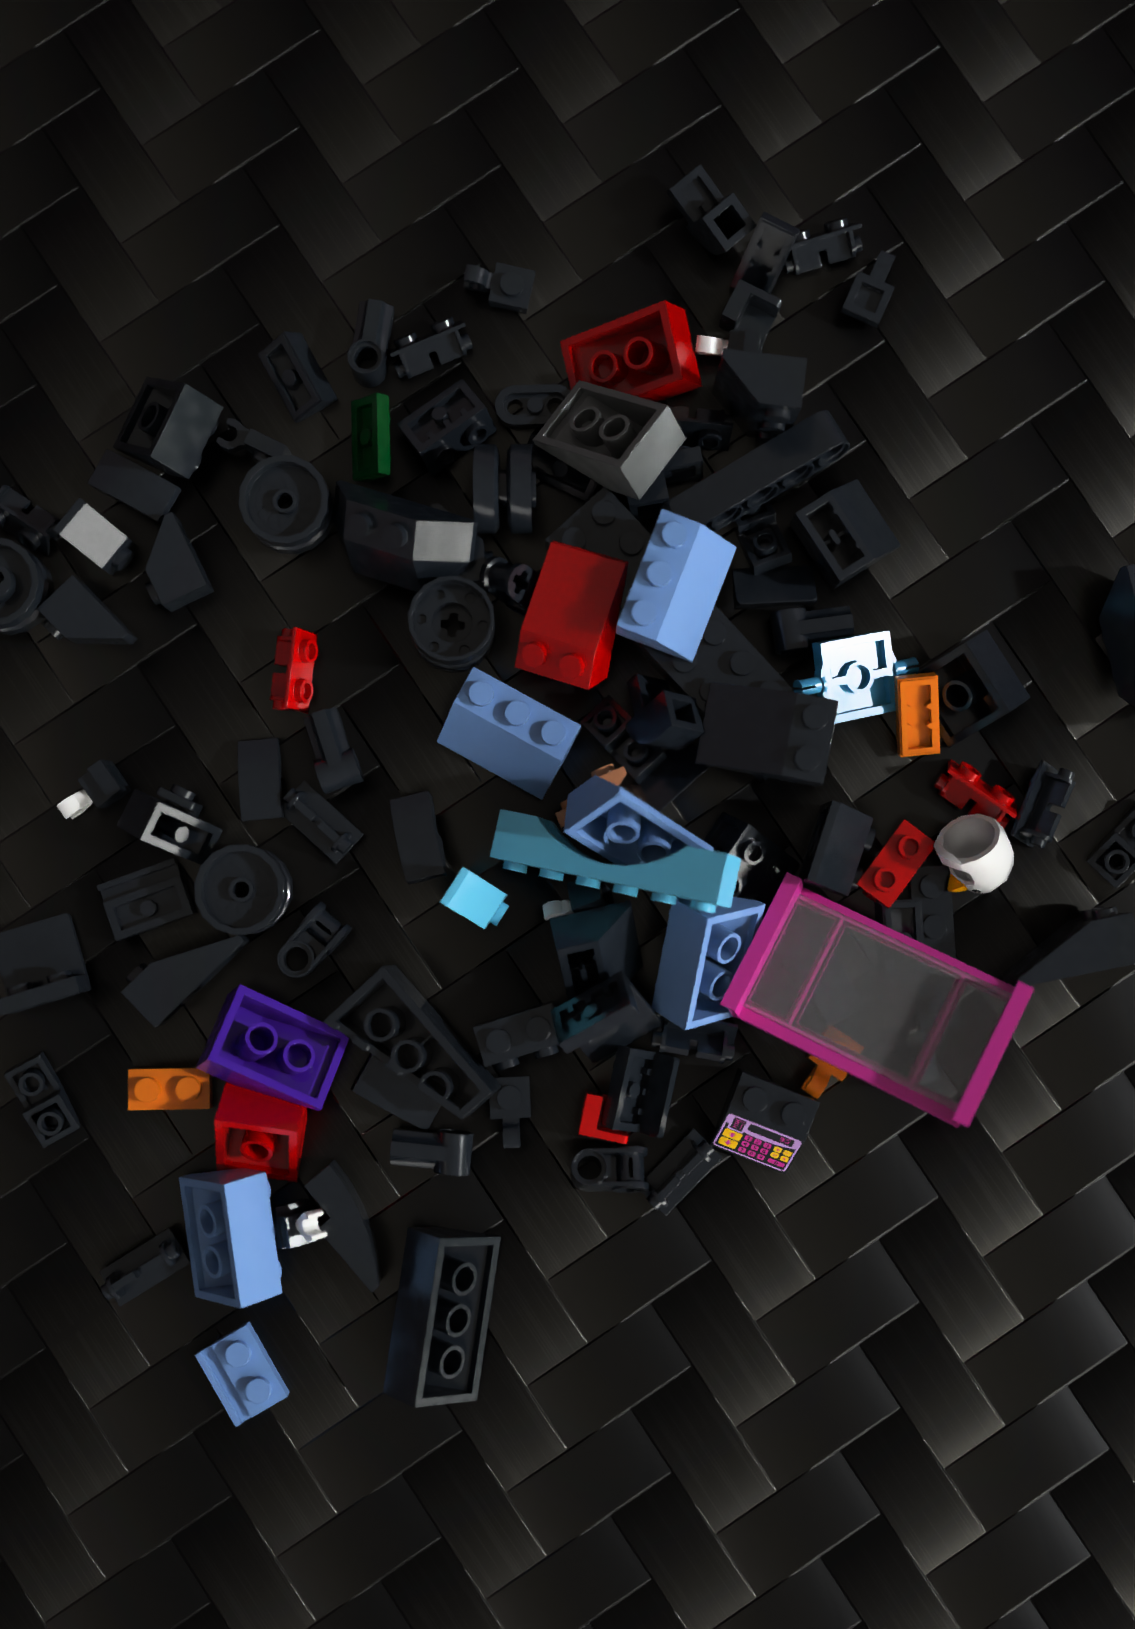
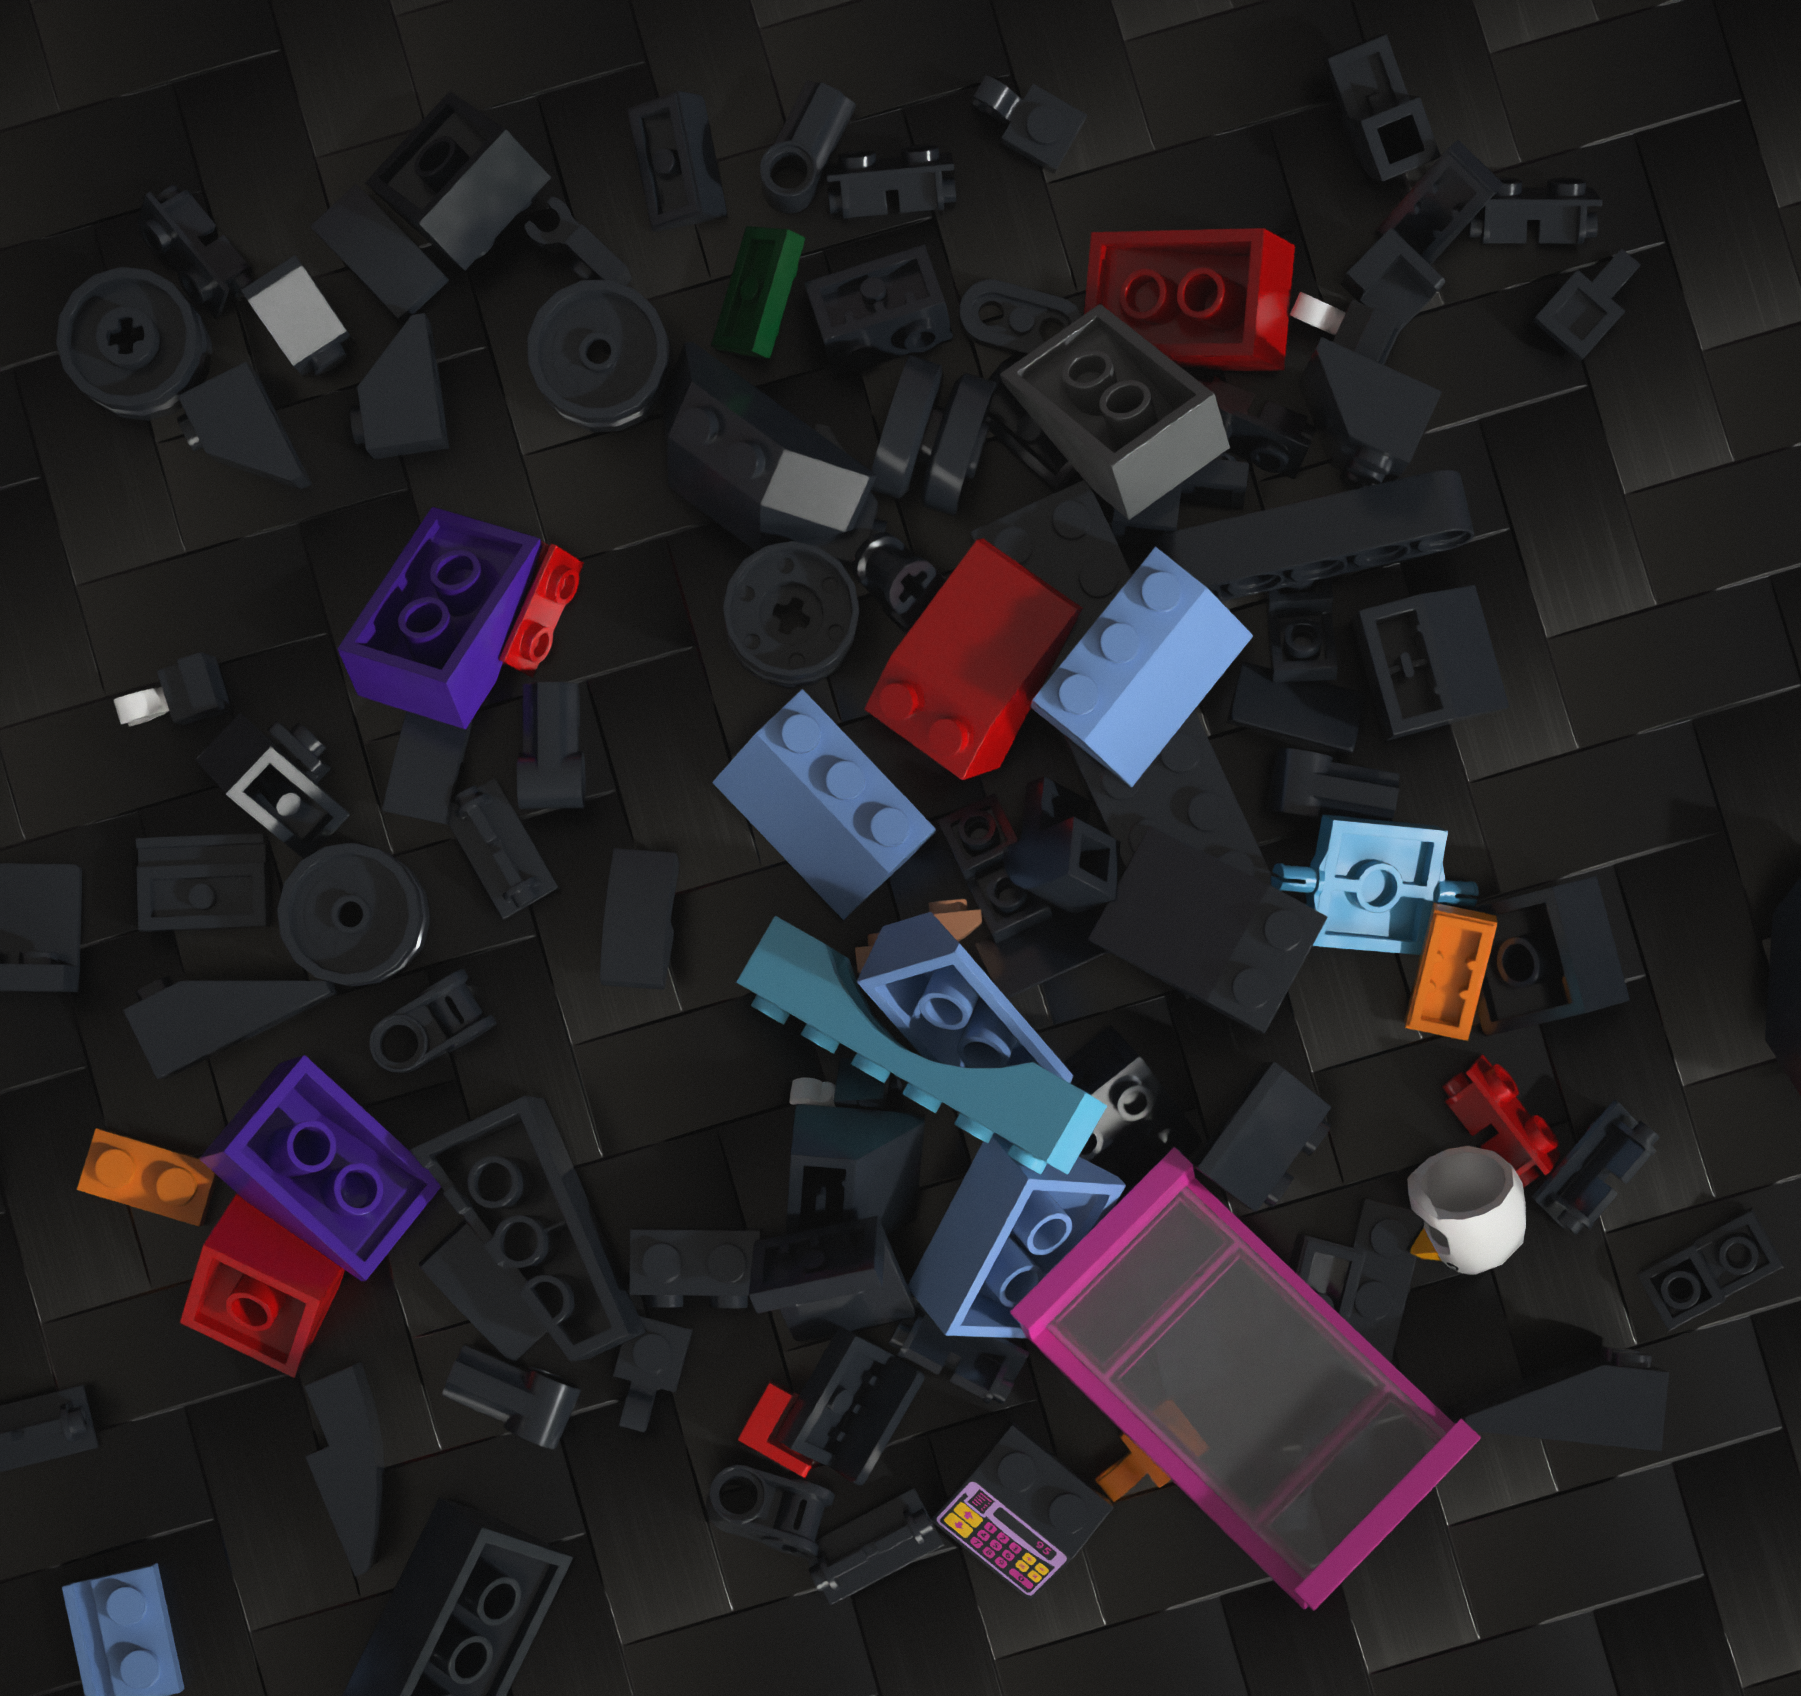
camera: 25 degrees right, 0 degrees up
(231, 1236) = (171, 1426): medium blue slope -> none
(241, 693) = (442, 618): none -> dark purple slope
(296, 1224) = (273, 1439): black piece -> none
(475, 899) = (695, 1039): medium azure slope -> none
(896, 864) = (1344, 1187): red hinge -> none

